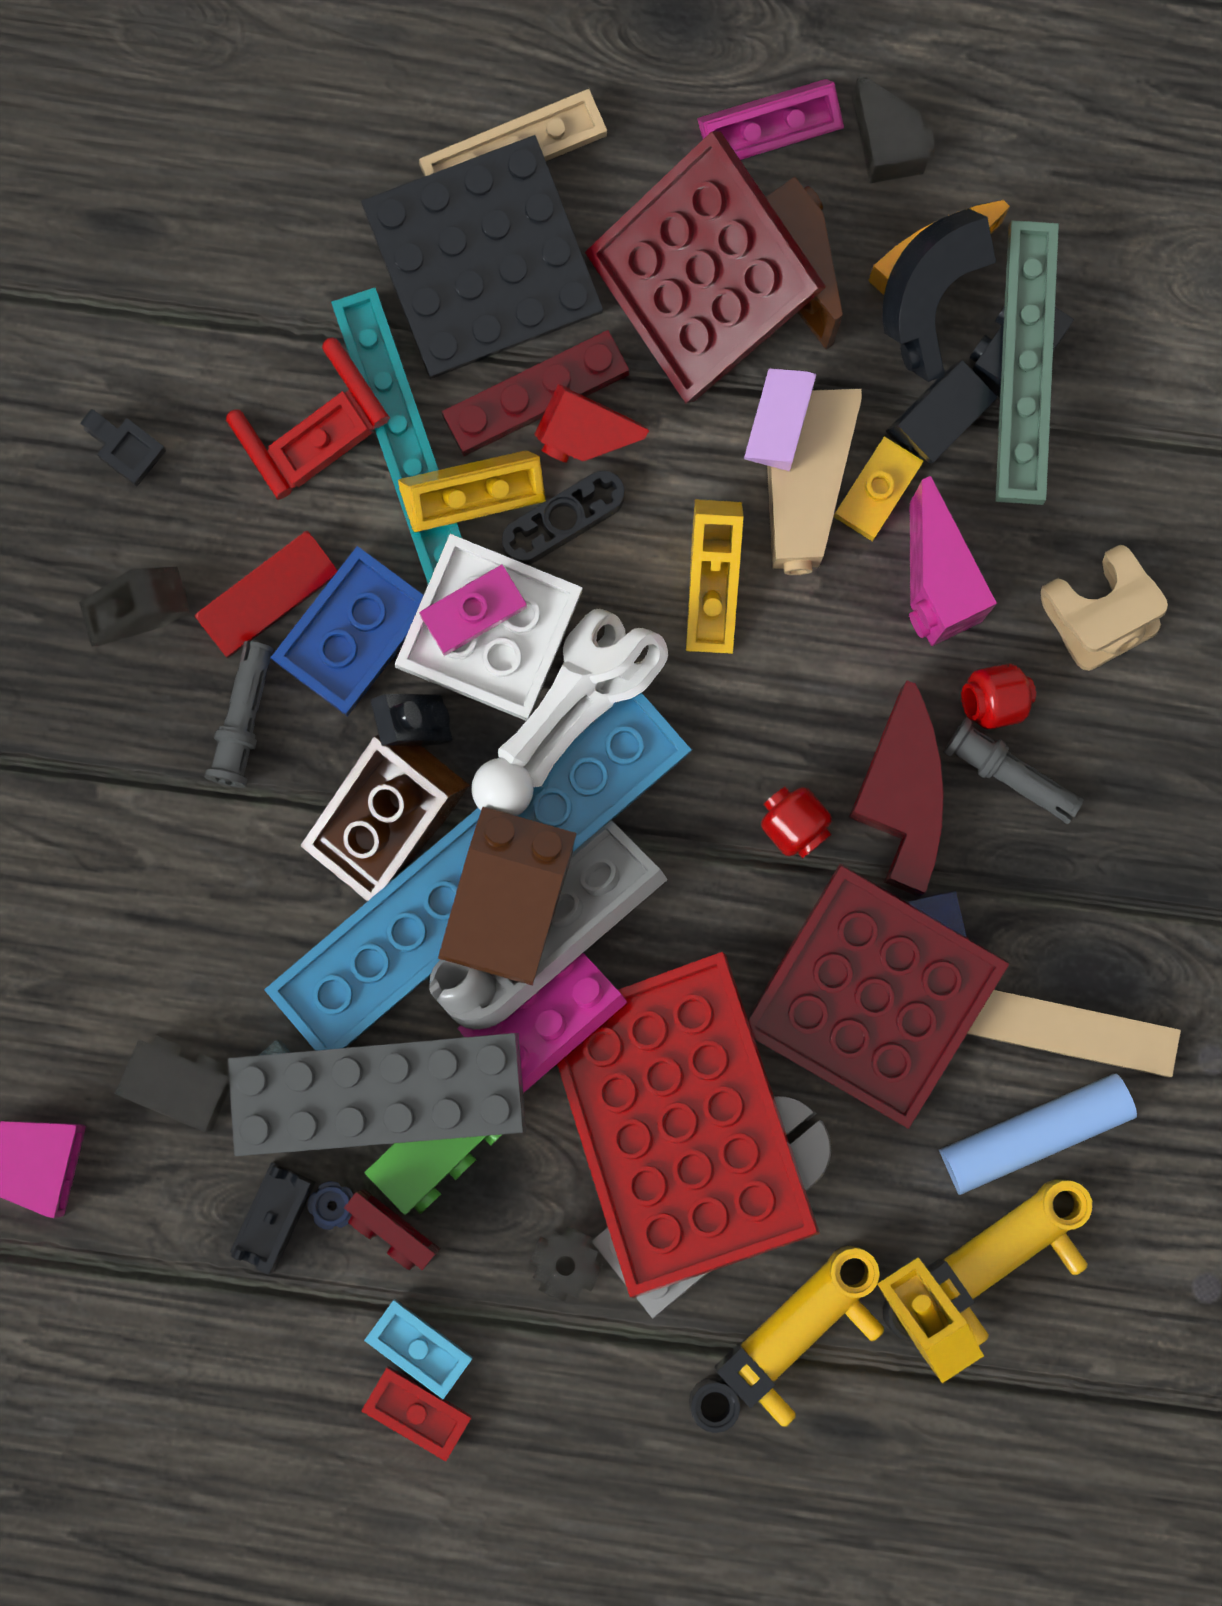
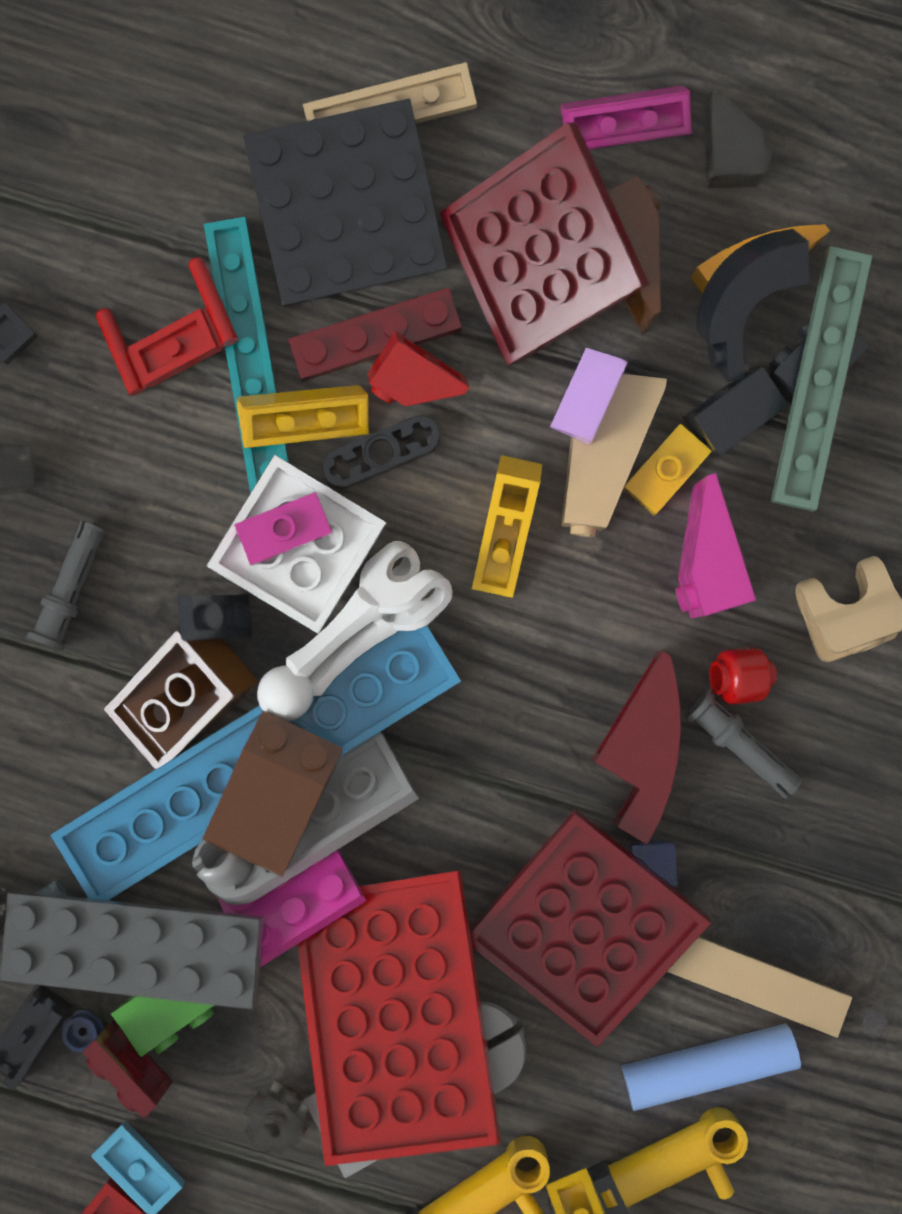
camera: 10 degrees right, 5 degrees up
(266, 594) = (107, 480): red slope -> none
(350, 631) = (175, 526): blue plate -> none
(796, 821) = (543, 759): red head -> none

